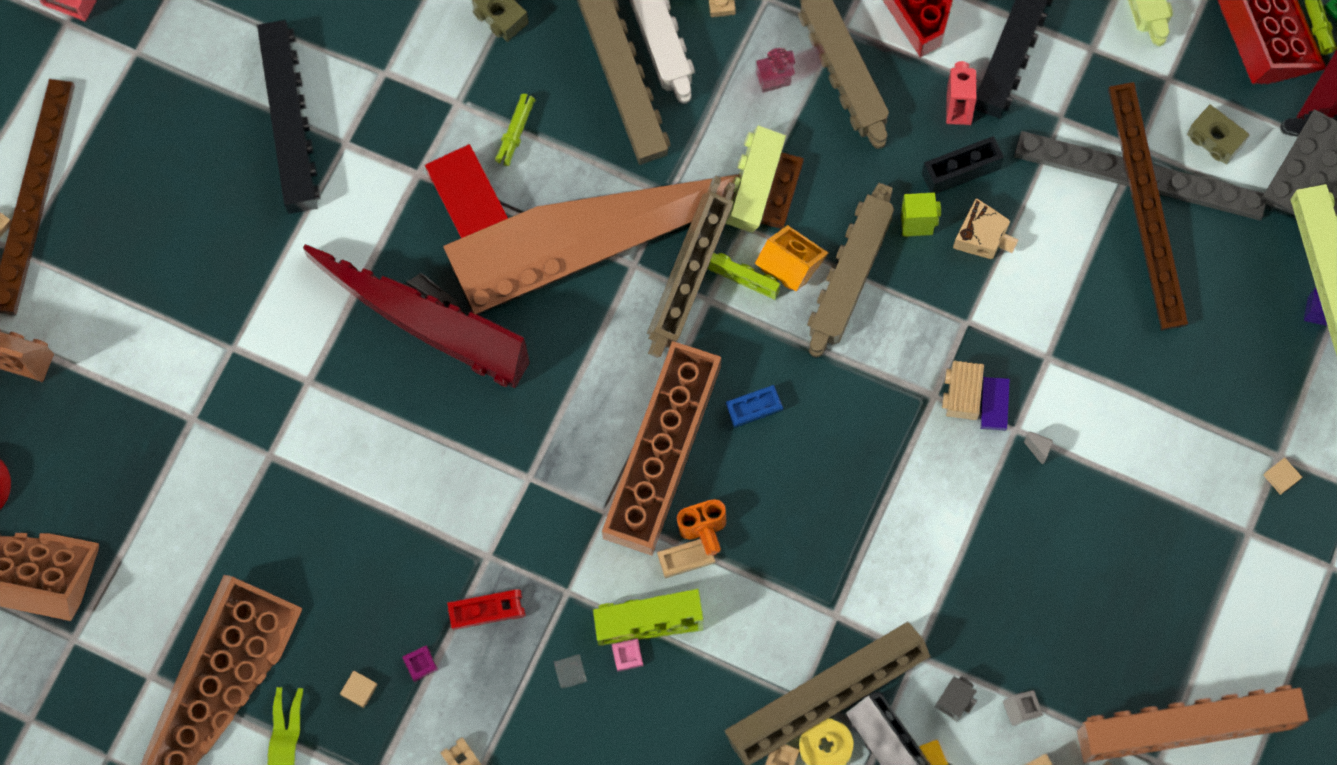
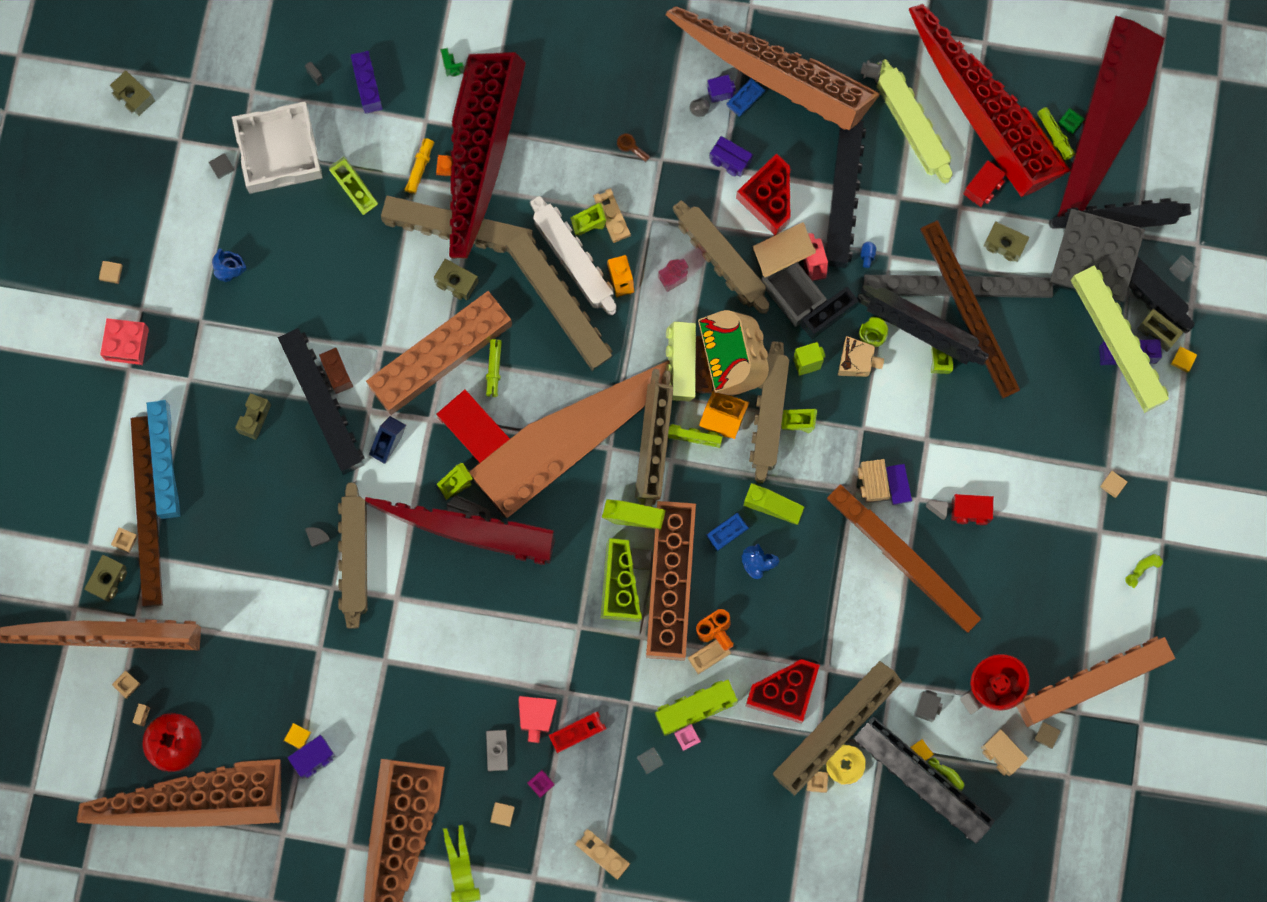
camera: 20 degrees left, 5 degrees up
(62, 171) = (162, 463): none -> dark azure arch
(129, 520) = (297, 736): none -> yellow tile
(138, 550) = (311, 757): none -> dark purple brick
(187, 120) = (247, 425): none -> olive brick
(231, 279) = (317, 536): none -> dark grey tile
(269, 314) = (353, 556): none -> dark tan hinge
(317, 83) = (335, 370): none -> copper brick
(355, 182) = (387, 439): none -> dark blue slope
(376, 605) = (497, 750): none -> light grey plate
(424, 255) = (455, 481): none -> lime slope
(439, 574) = (536, 716): none -> coral torso
(452, 93) = (439, 353): none -> nougat brick
(592, 443) = (619, 586): none -> lime wedge
(632, 412) = (641, 558): none -> dark grey tile
(636, 350) = (633, 514): none -> lime slope
(707, 51) = (620, 274): none -> light orange torso
(771, 627) = (785, 691): none -> red brick
(780, 453) = (756, 562): none -> blue hair
(822, 386) = (773, 504): none -> lime slope
(824, 181) = (734, 352): none -> brick
(886, 288) = (799, 420): none -> lime slope
(922, 125) = (794, 292): none -> dark grey piece
(924, 72) = (784, 249): none -> tan piece
(977, 500) = (904, 558): none -> dark orange slope
(1014, 203) = (874, 332): none -> lime hair
(1033, 106) = (868, 253): none -> blue cylinder
(1061, 691) = (997, 674): none -> red piece
(1080, 209) = (922, 325): none -> black hinge
(1084, 459) = (972, 509): none -> red brick
(1093, 260) = (941, 362): none -> lime slope
(1208, 57) = (984, 184): none -> red brick
(1296, 590) = (1142, 565): none -> lime arm

